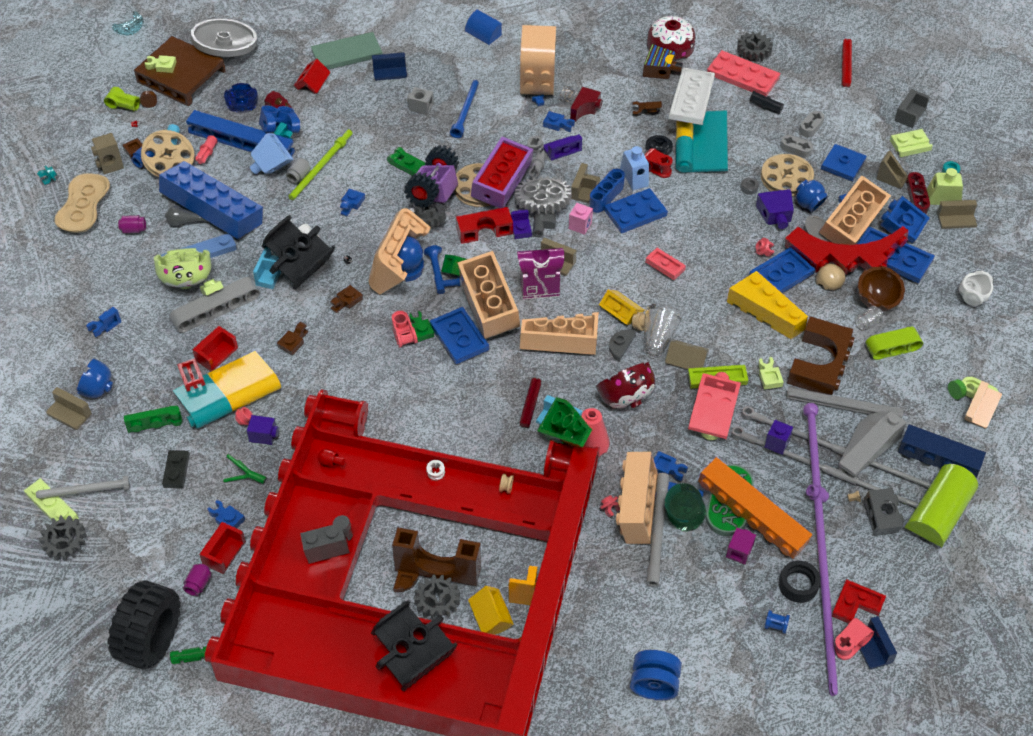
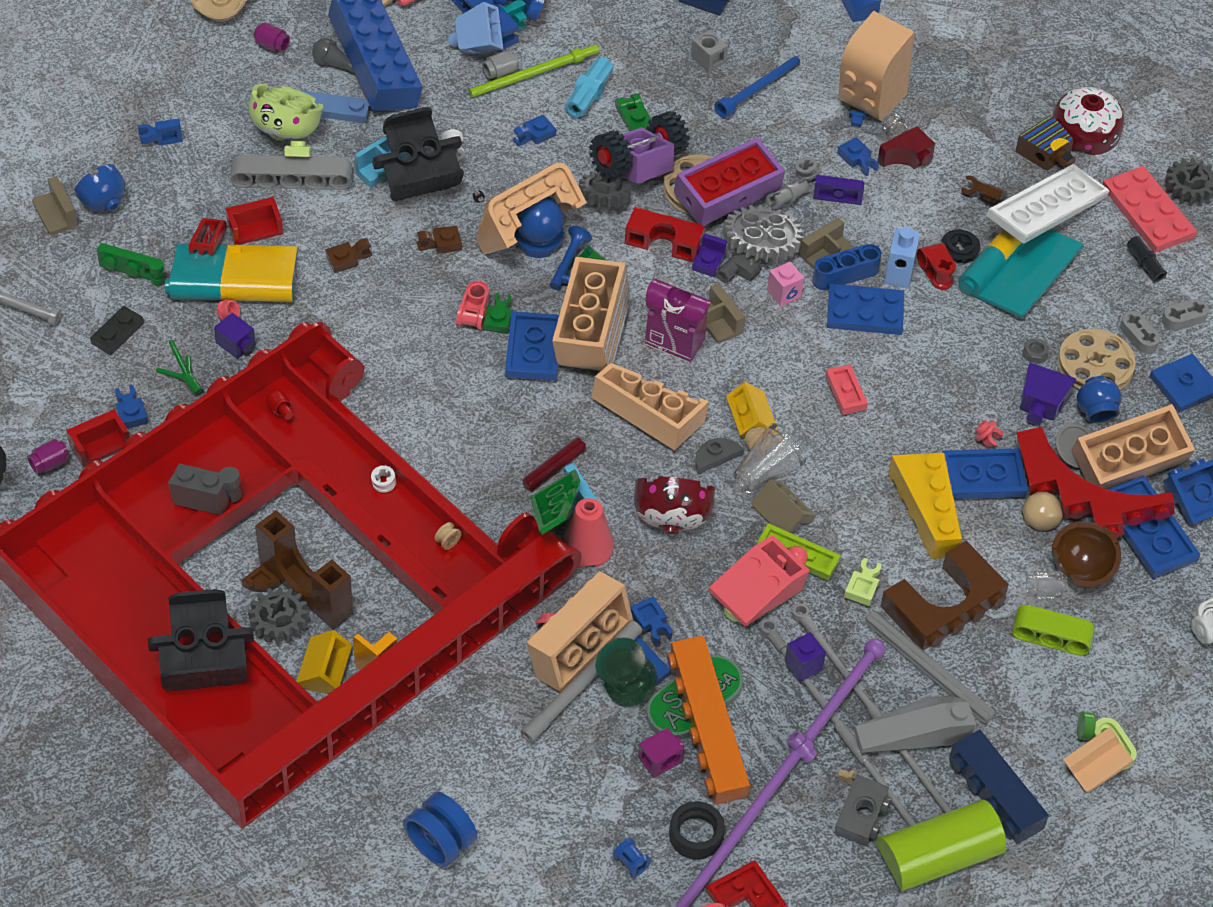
camera: 30 degrees right, 0 degrees up
(365, 158) = (589, 87): none -> medium azure piece

